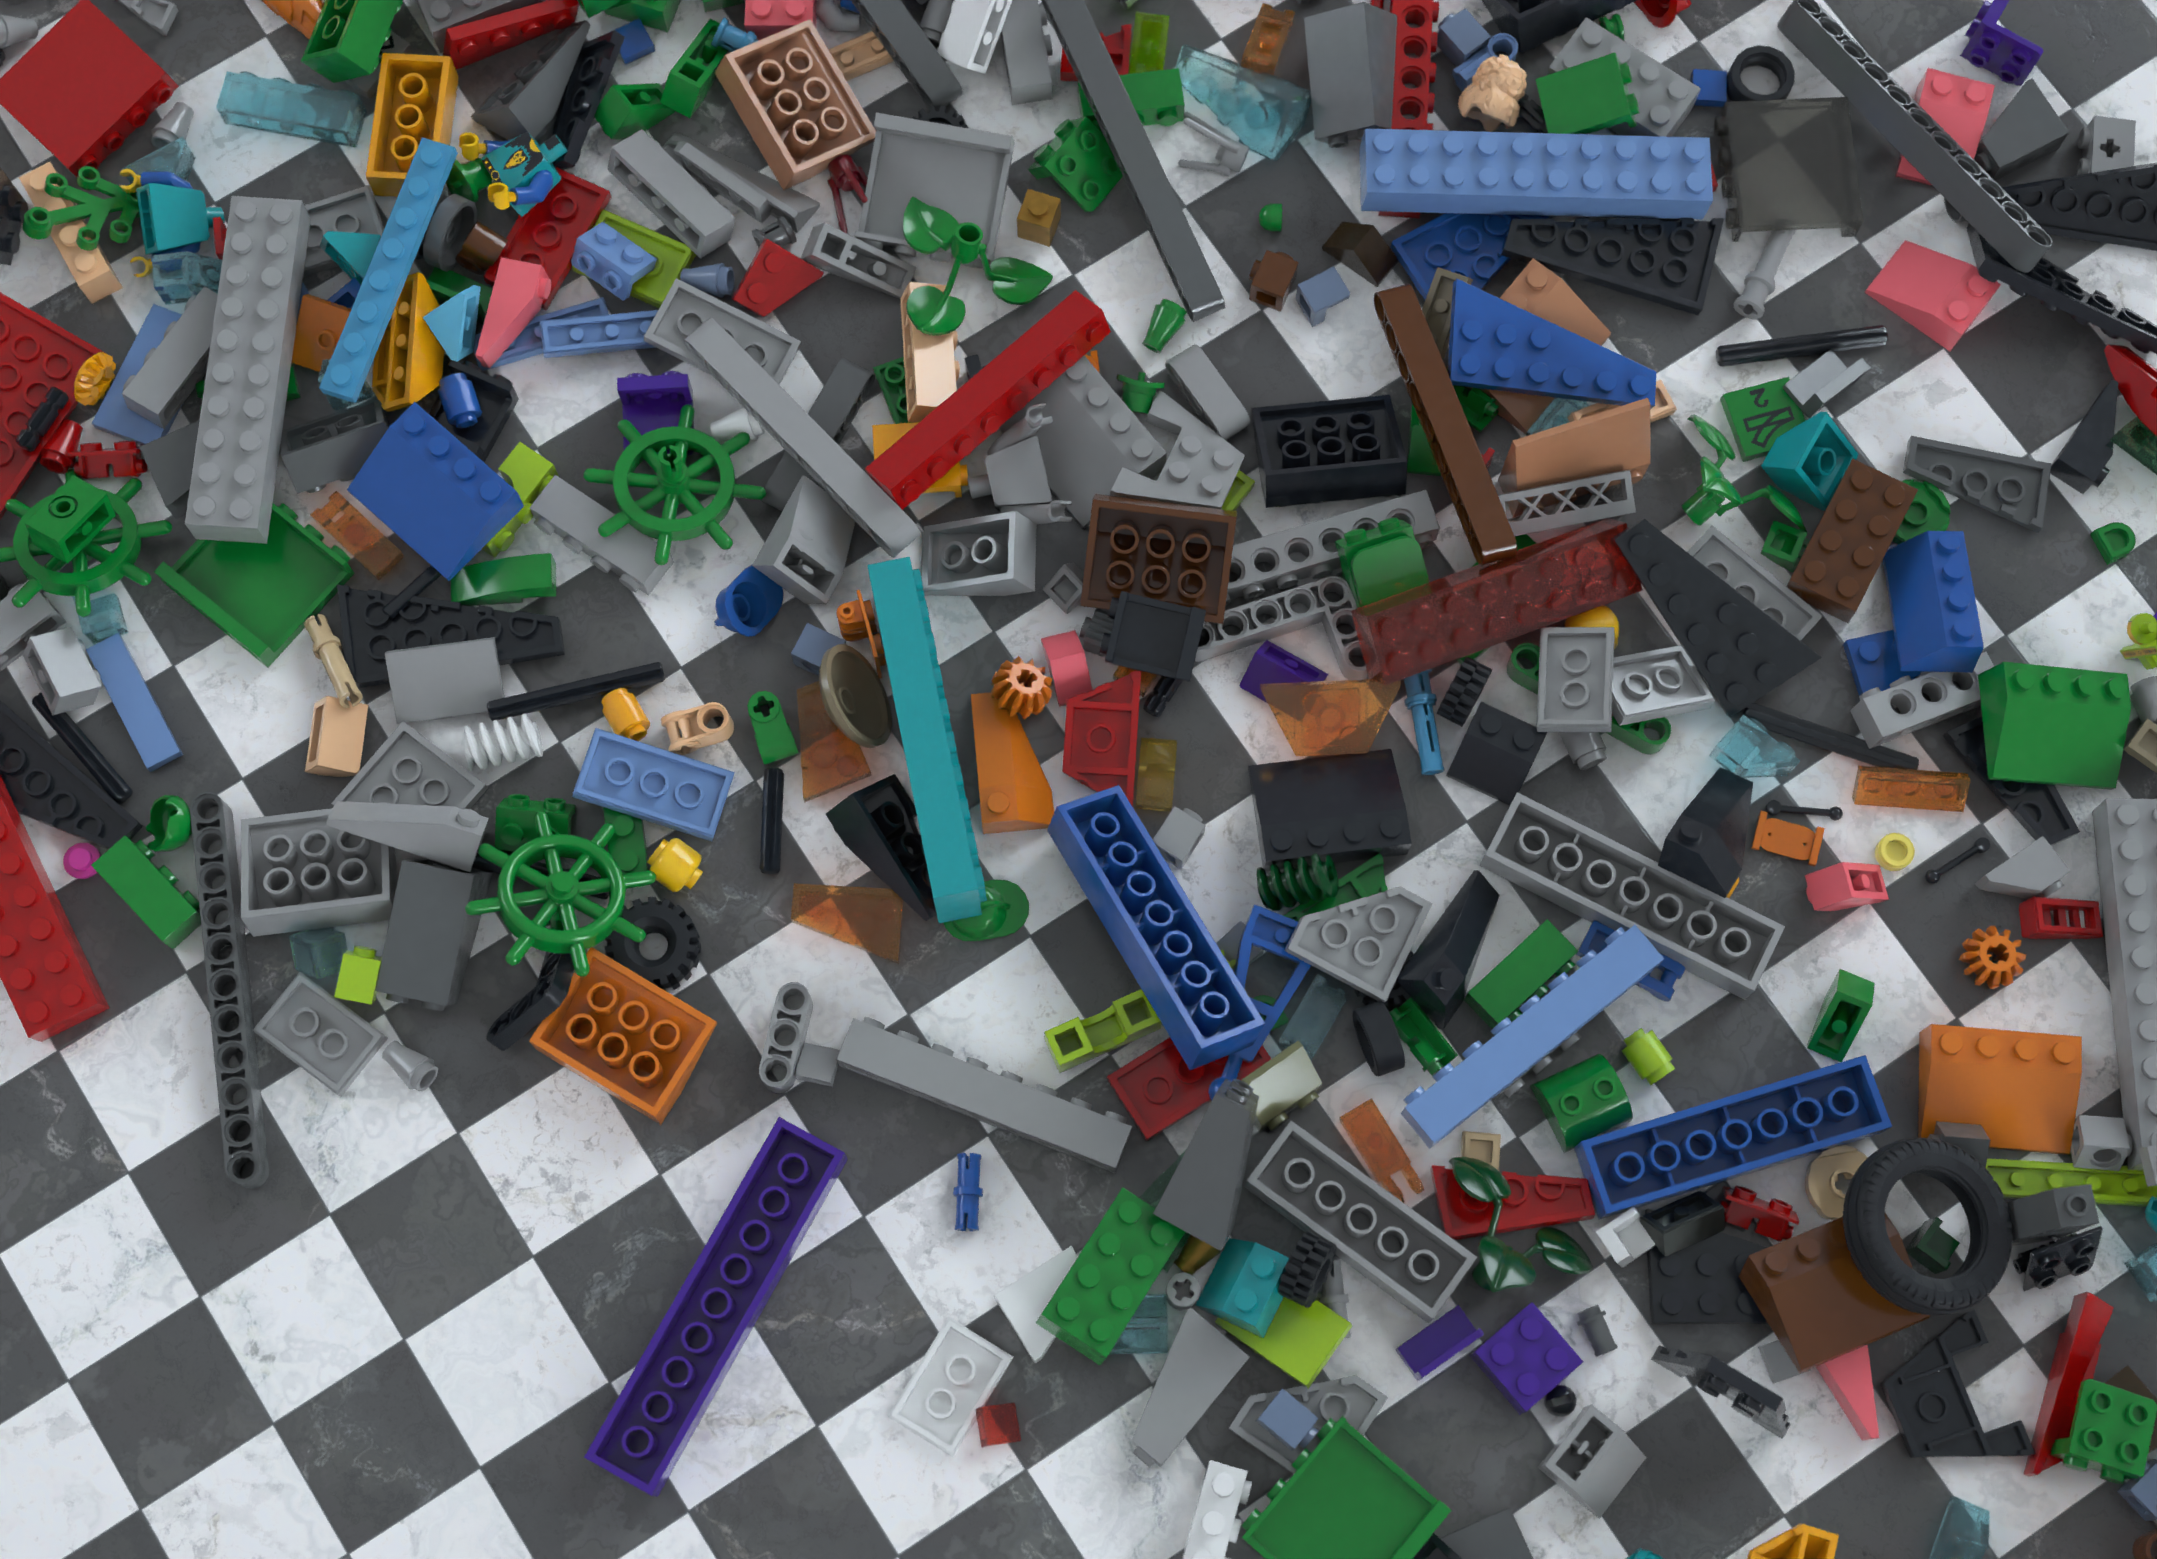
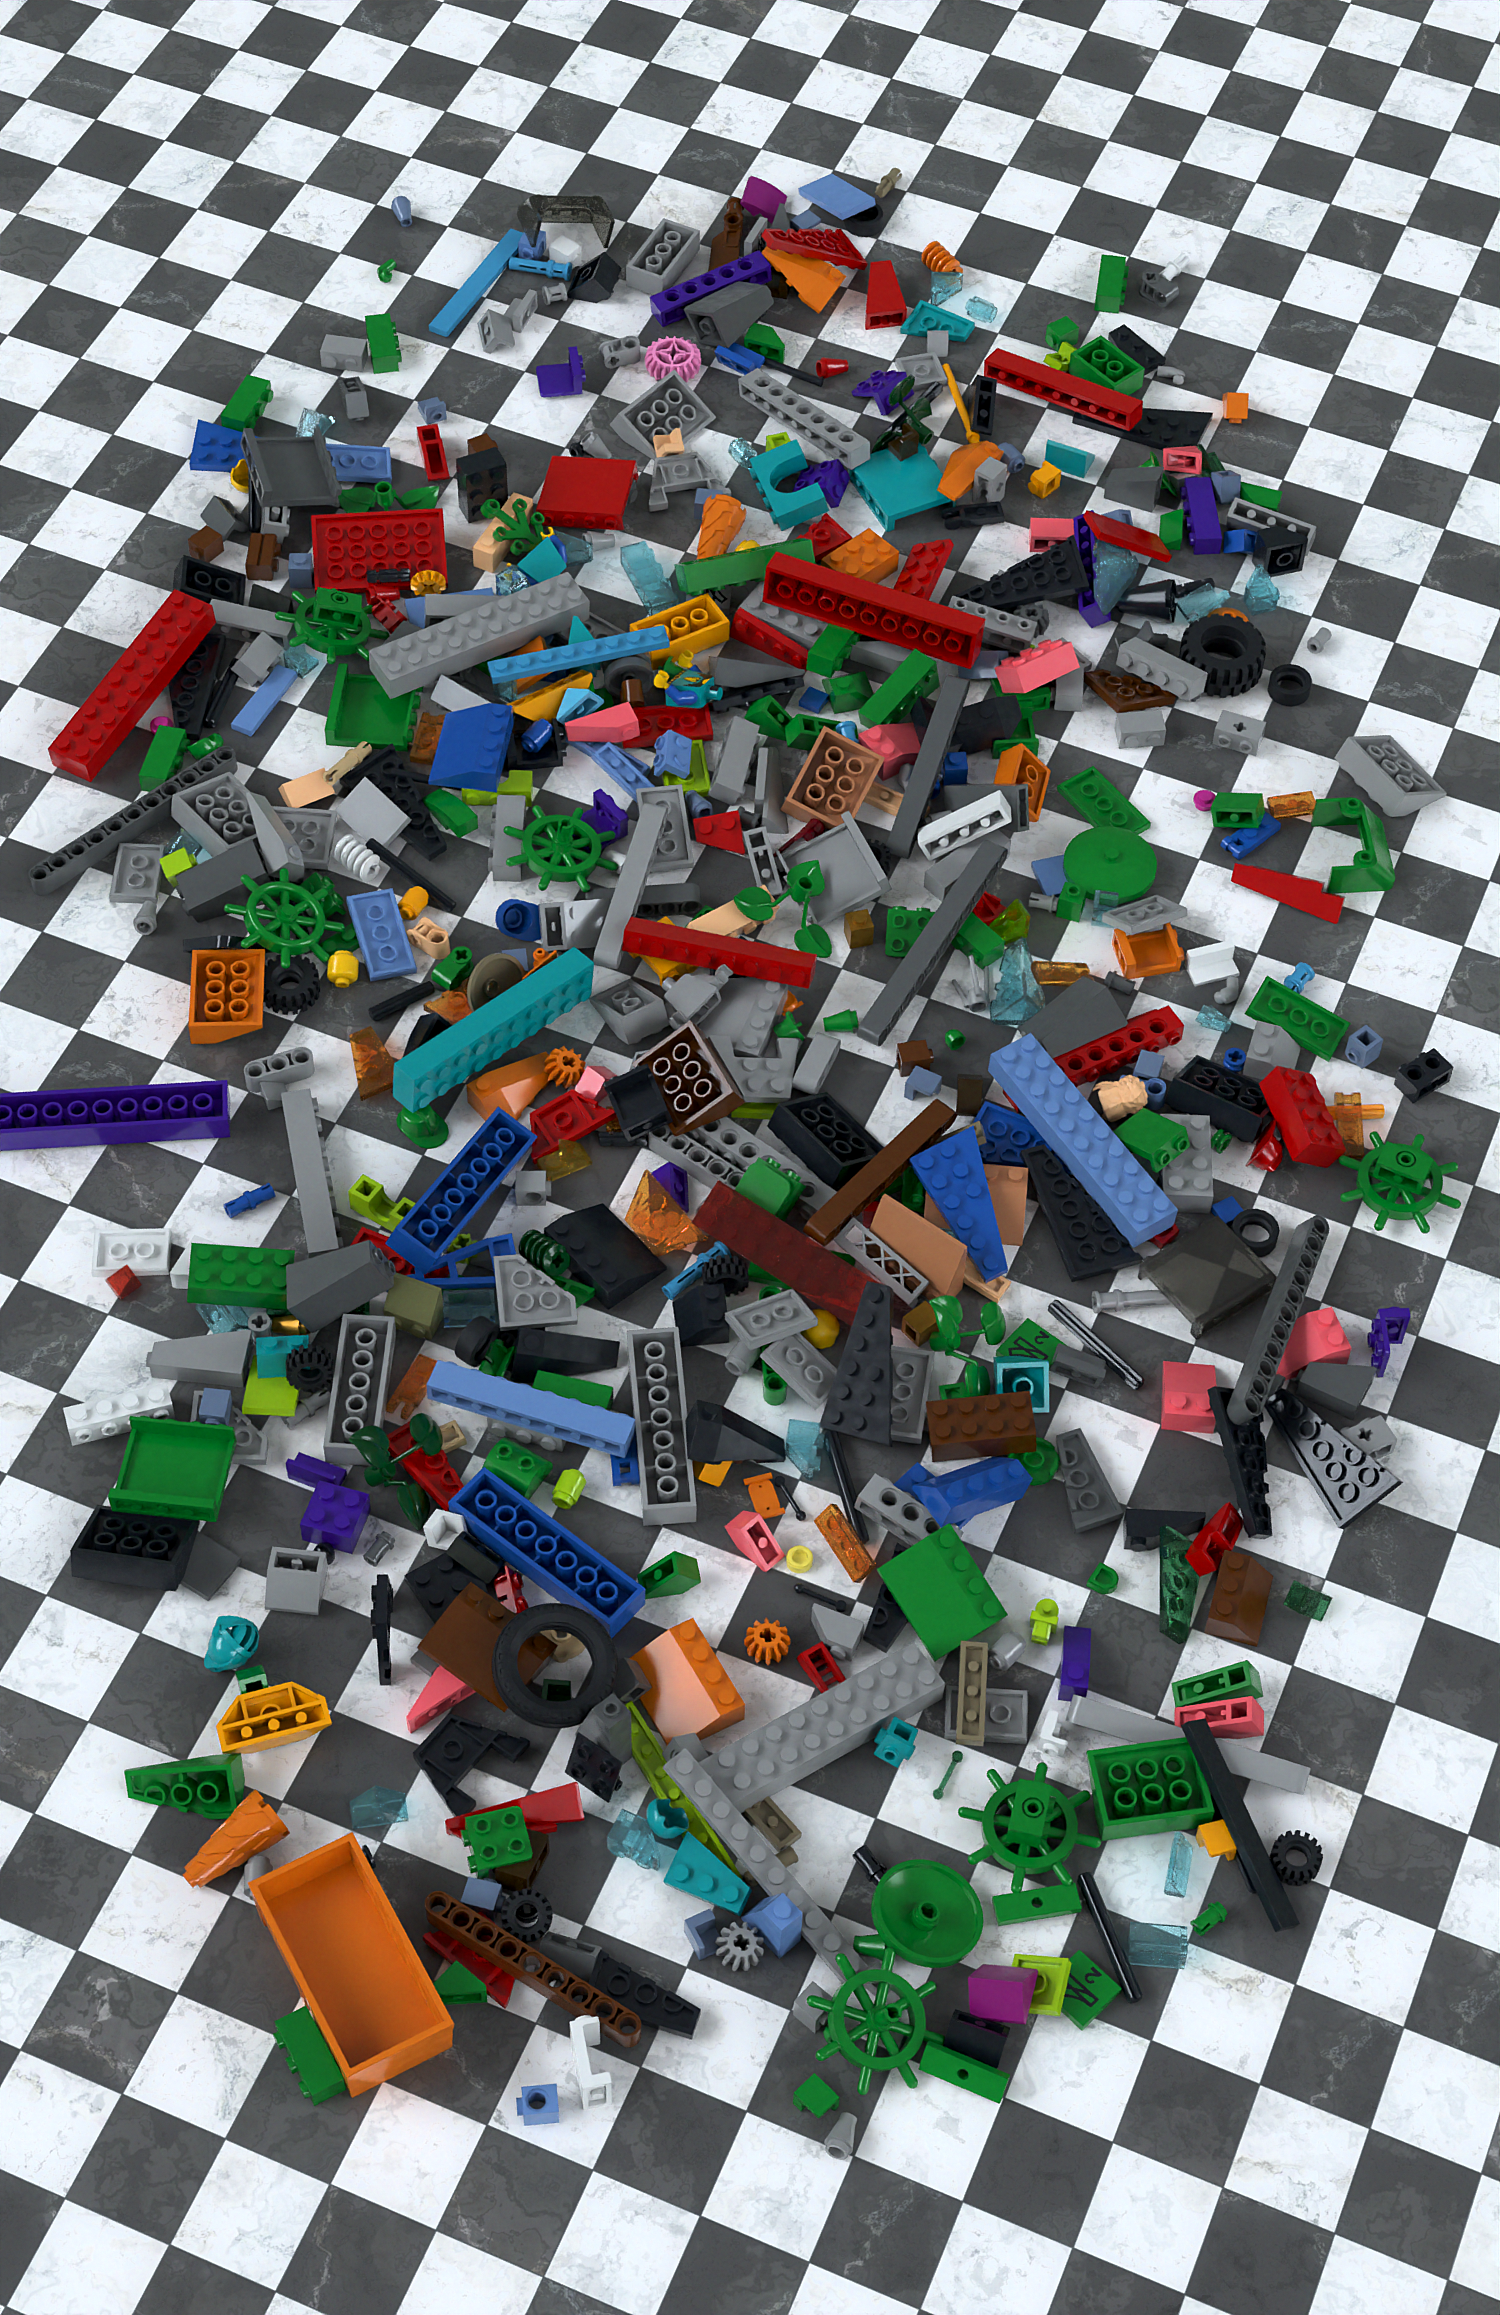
camera: 55 degrees right, 20 degrees down
(1663, 509) = (920, 1324): none -> pearl gold brick

